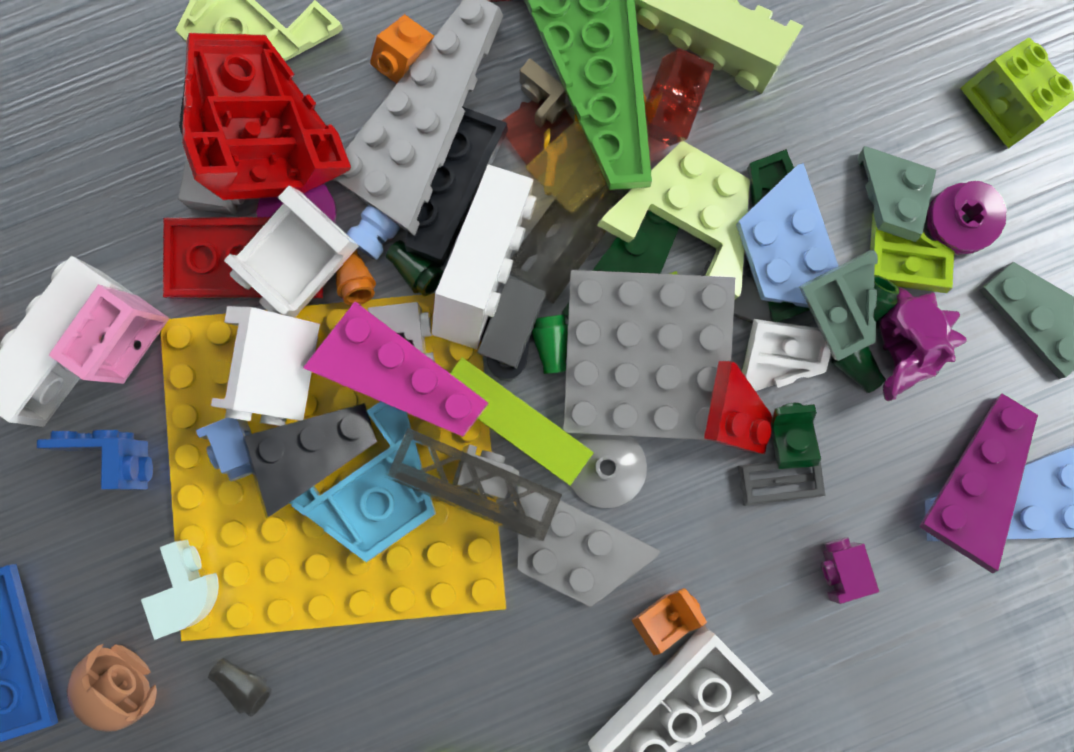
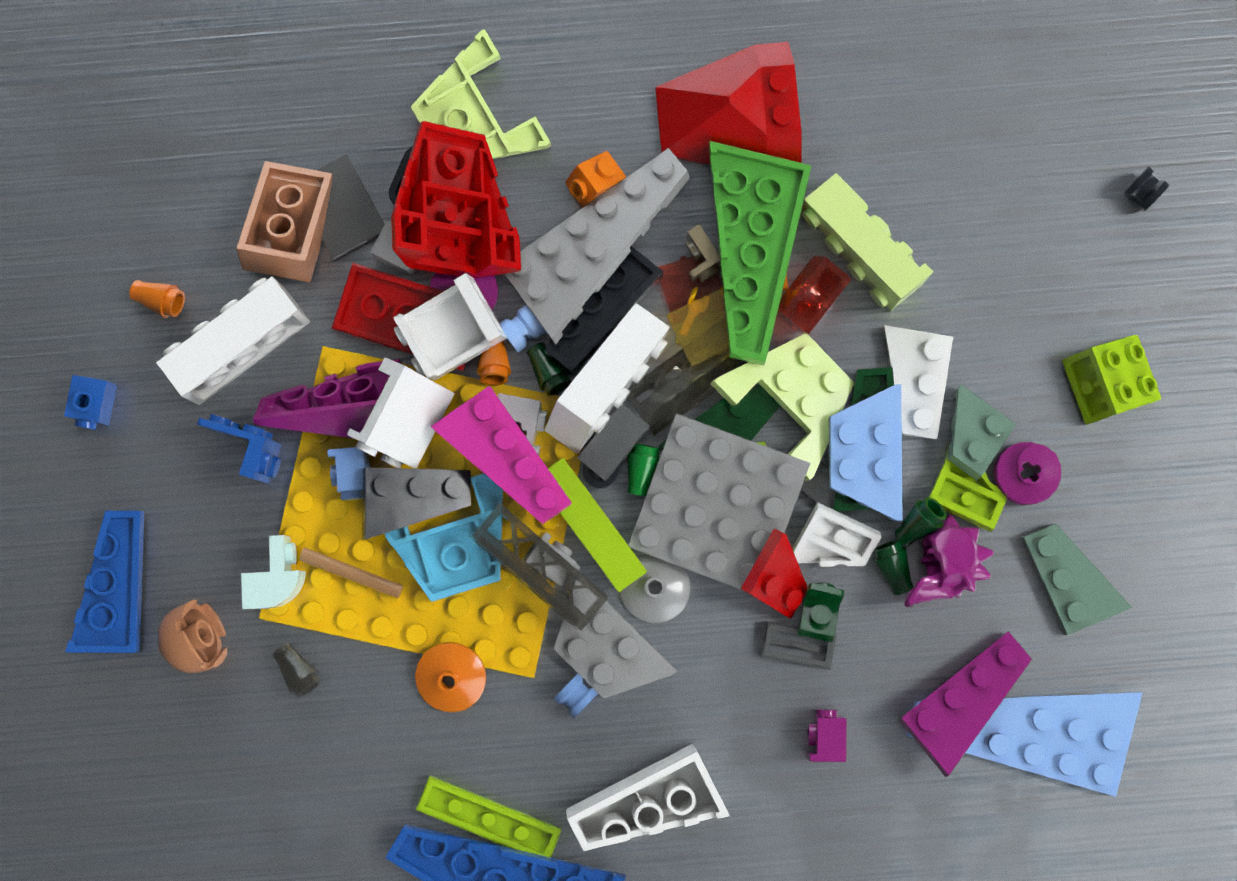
camera: 25 degrees right, 0 degrees up
(74, 197) = (285, 222): none -> nougat slope
(122, 321) = (273, 351): bright pink window -> none
(132, 164) = (350, 211): none -> dark grey container
(181, 385) = (328, 407): none -> magenta wedge
(267, 558) = (351, 573): none -> medium nougat bar
(417, 620) = (454, 661): none -> orange dish
(559, 614) = (575, 696): none -> medium blue wheel
(669, 620) = (665, 730): orange bracket -> none
(817, 138) = (921, 368): none -> white wing
(844, 305) = (894, 514): sand green wing -> none

